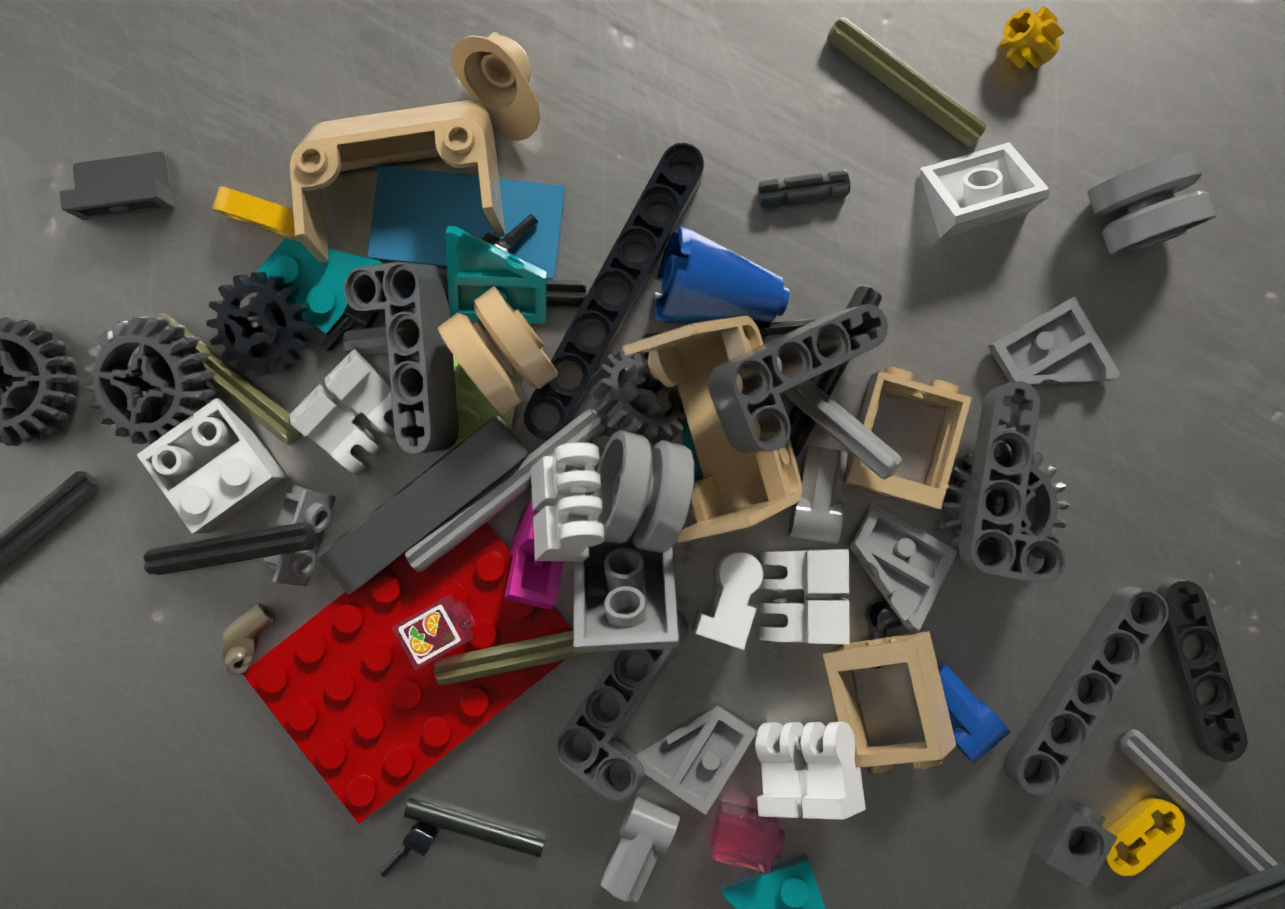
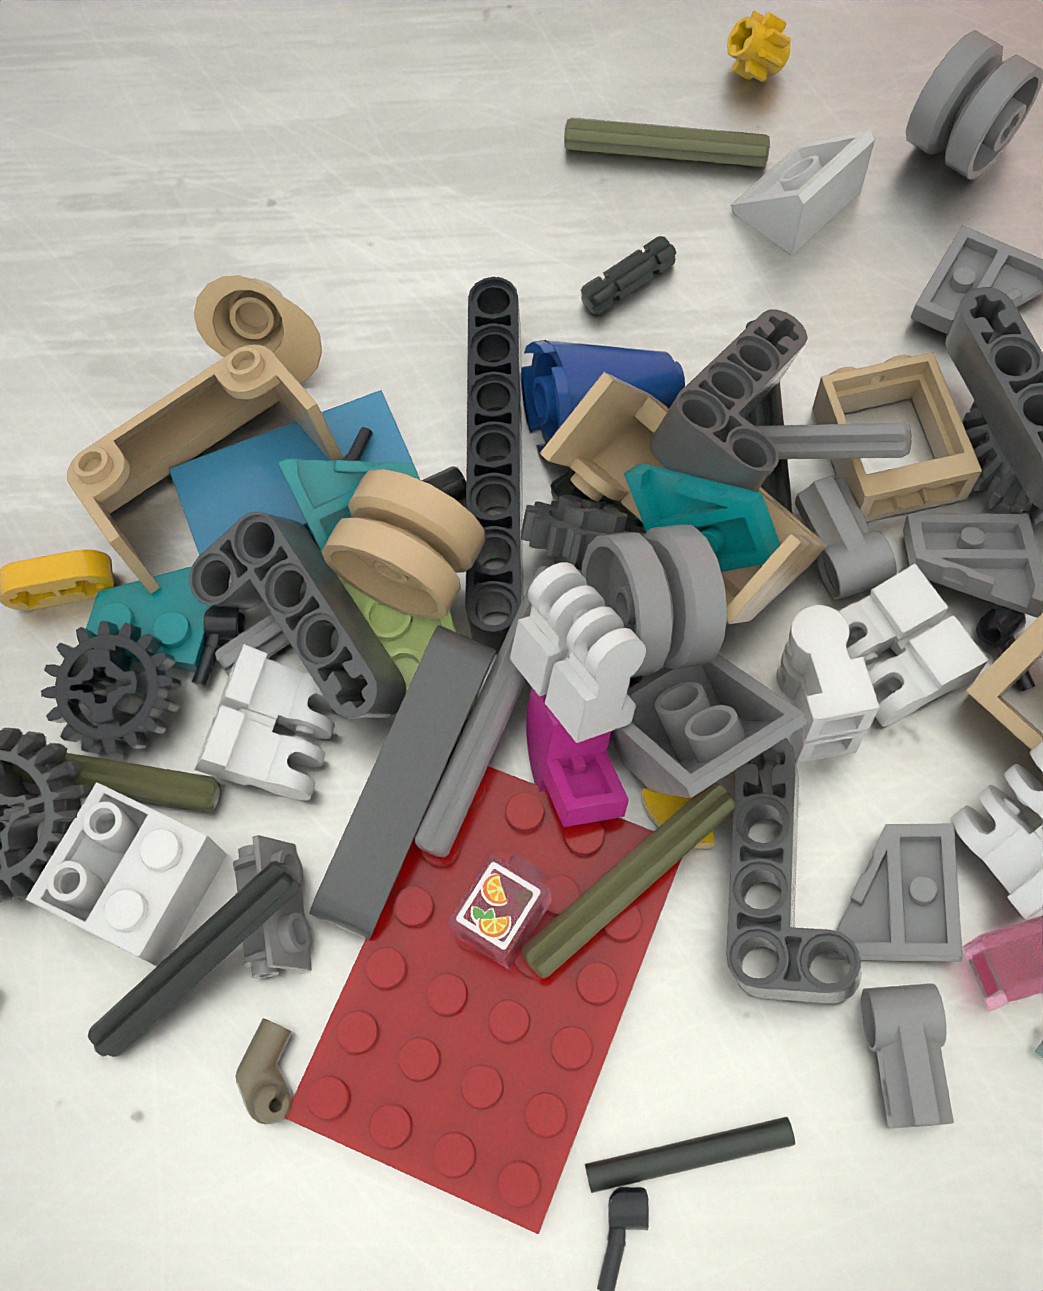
camera: 25 degrees left, 20 degrees down
(718, 455) = (727, 515): none -> teal wing

